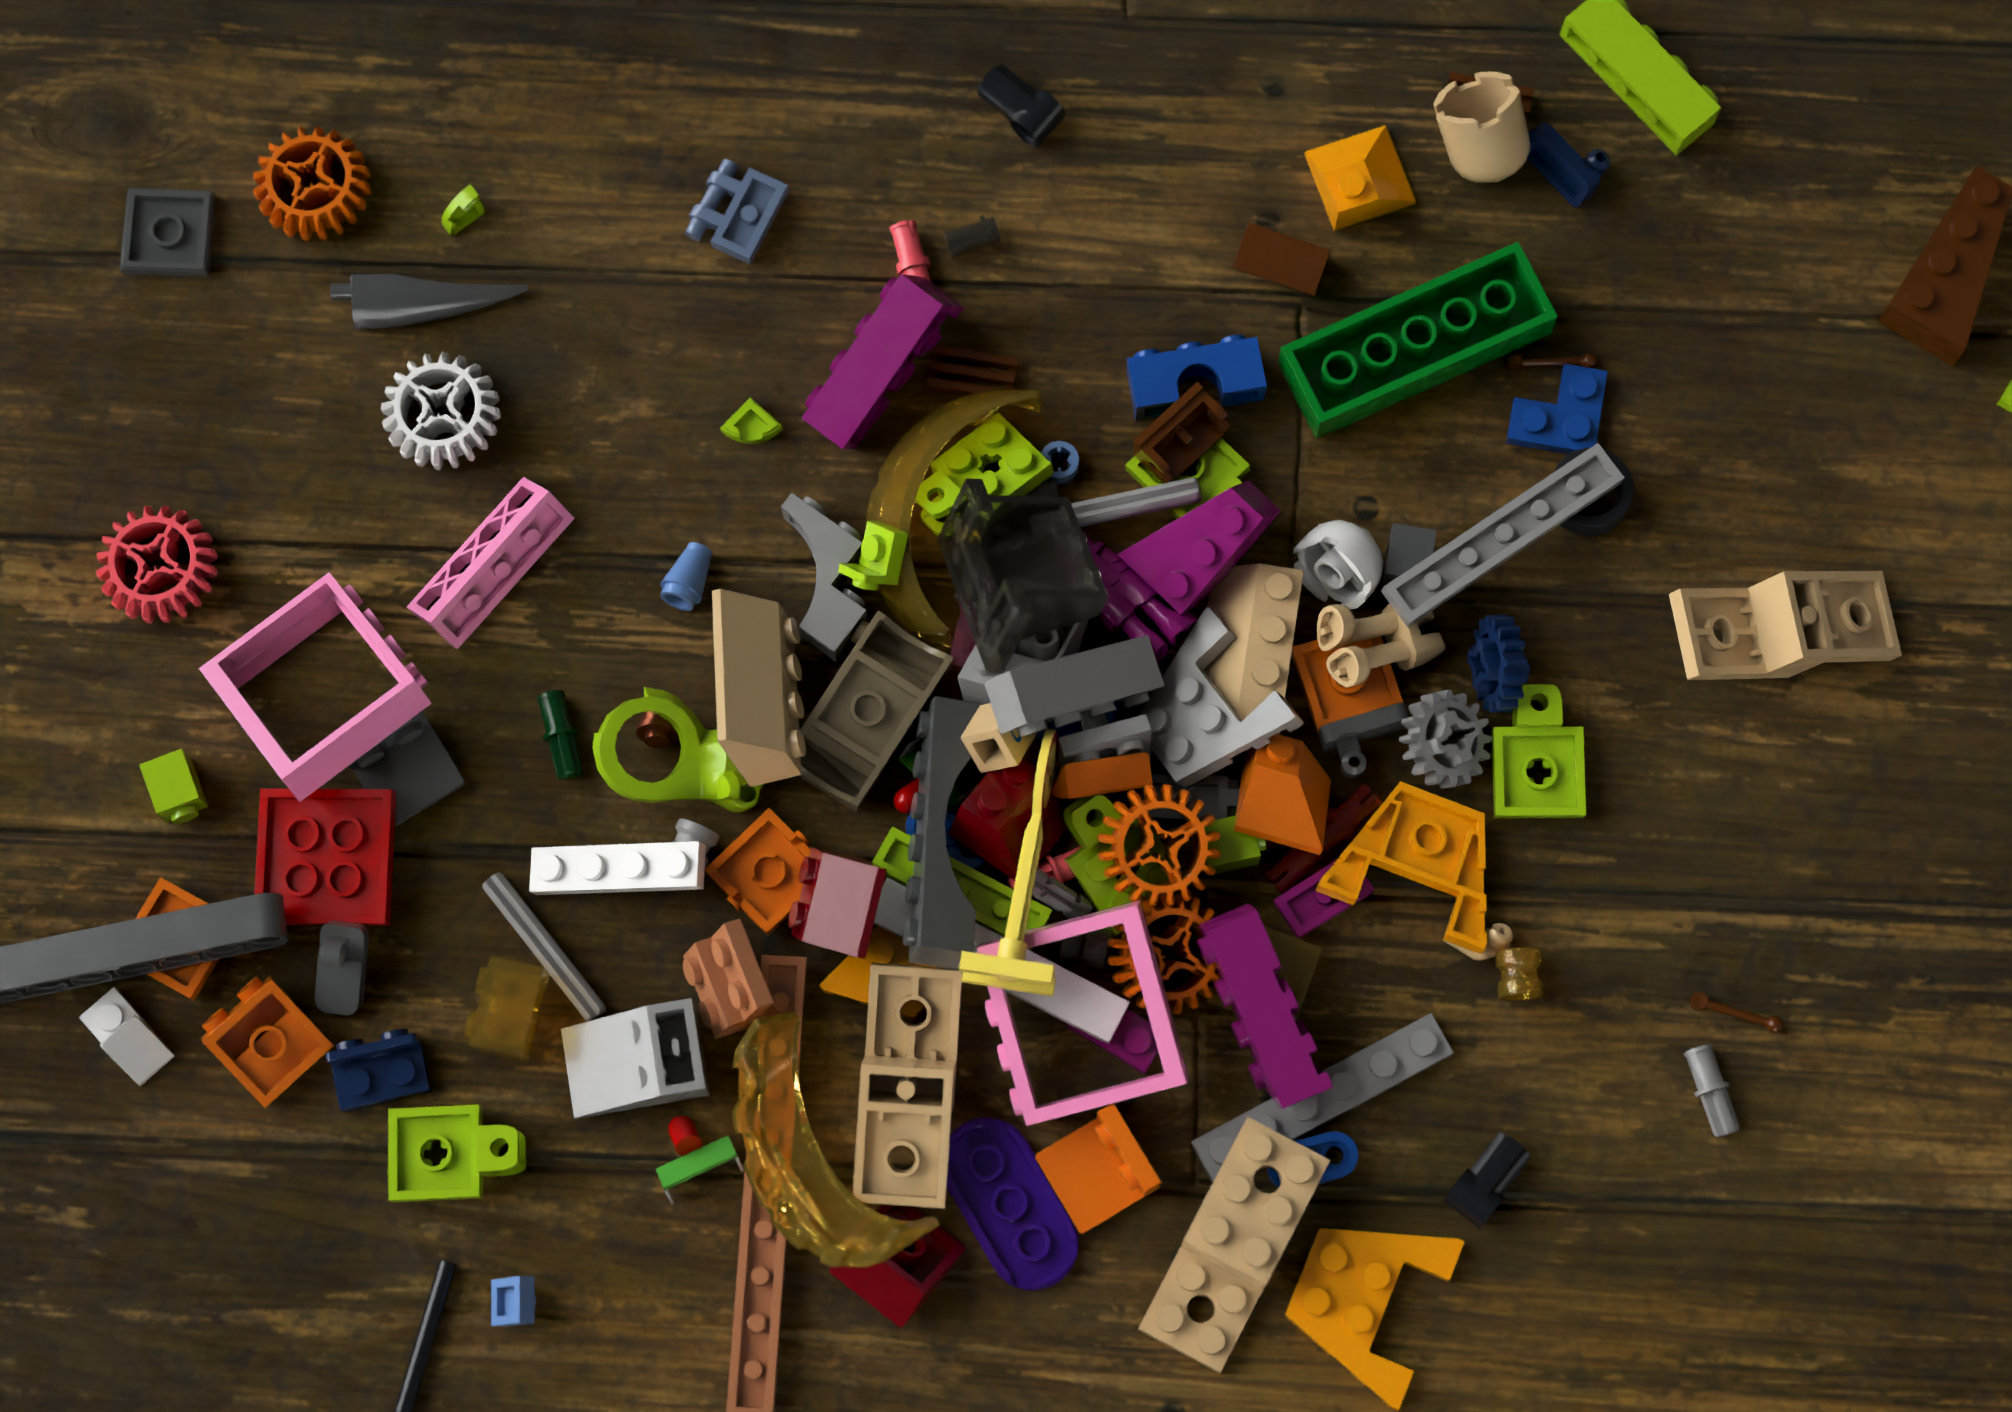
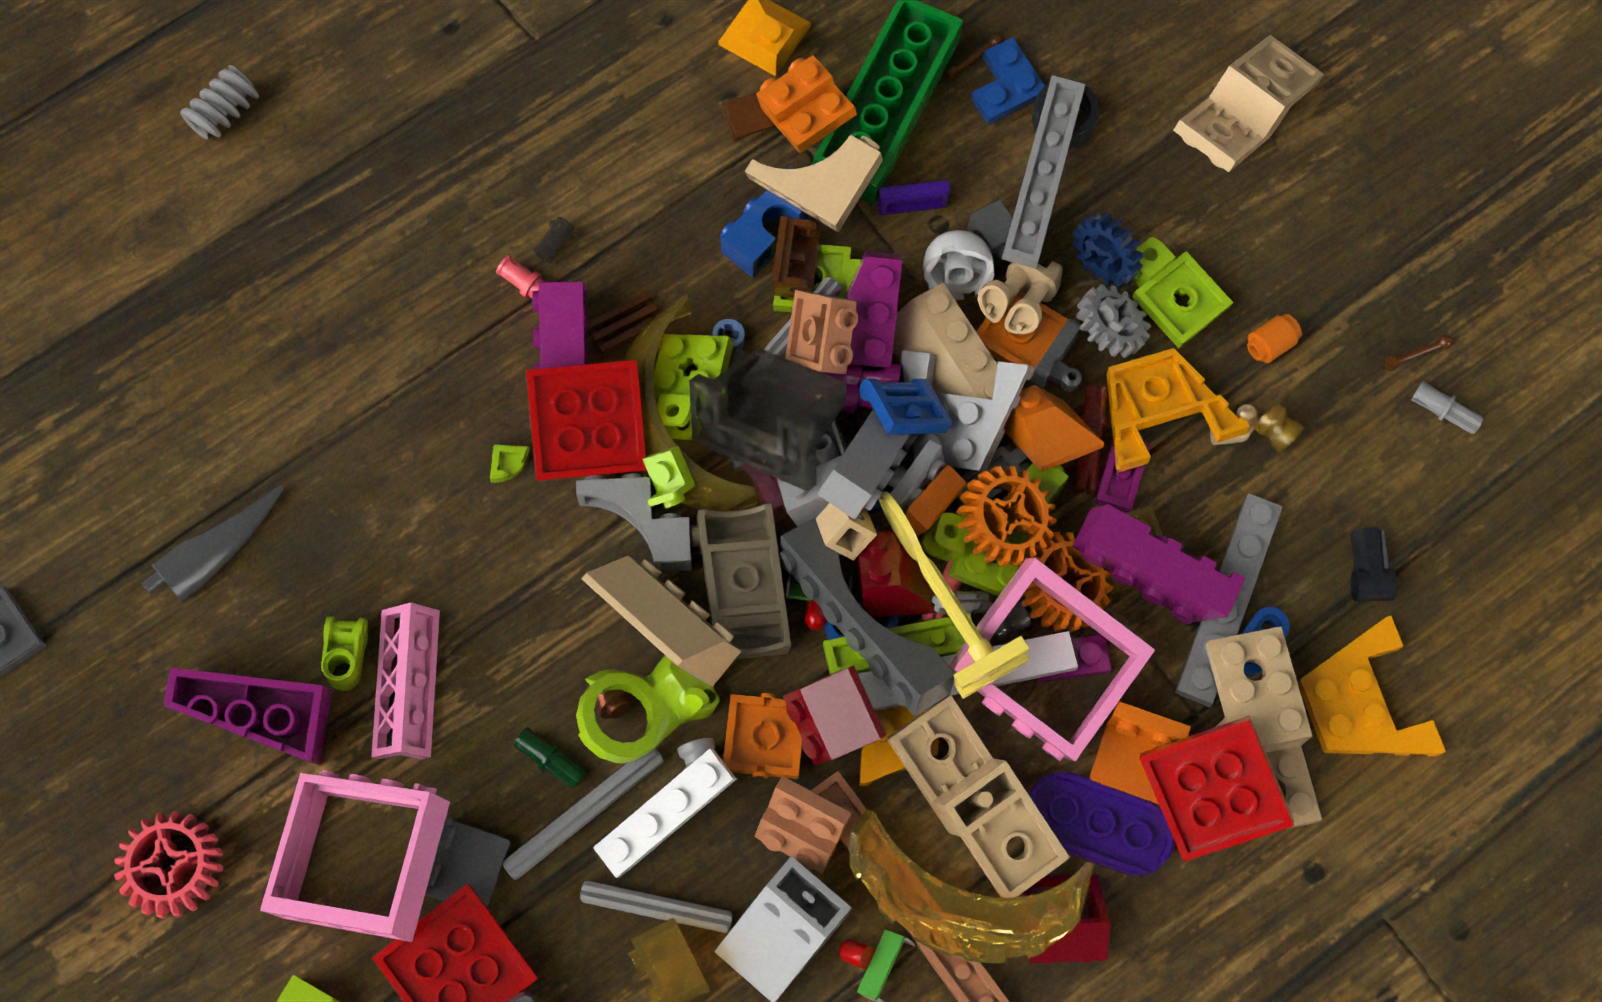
camera: 45 degrees left, 5 degrees down
(302, 213) = (61, 502): orange gear -> none
(346, 494) = (264, 710): none -> magenta wedge
(459, 382) = (259, 606): white gear -> none
(462, 211) = (195, 469): lime tile -> none
(464, 482) = (344, 644): none -> lime piece
(547, 809) = (580, 814): none -> light grey axle
(687, 577) = (549, 590): medium blue cone -> none
(748, 215) = (395, 330): sand blue plate -> none
(845, 441) = (586, 420): none -> red plate
(1029, 112) = (526, 137): black piece -> none
(1134, 529) = (821, 331): none -> nougat plate
(1134, 1258) = (1216, 789): none -> red plate
(1148, 674) = (906, 406): none -> blue plate
(1265, 389) = (828, 187): none -> tan arch
(1319, 285) = (805, 103): none -> orange plate
(1357, 461) = (913, 197): none -> dark purple tile
(1596, 882) = (1274, 338): none -> orange brick

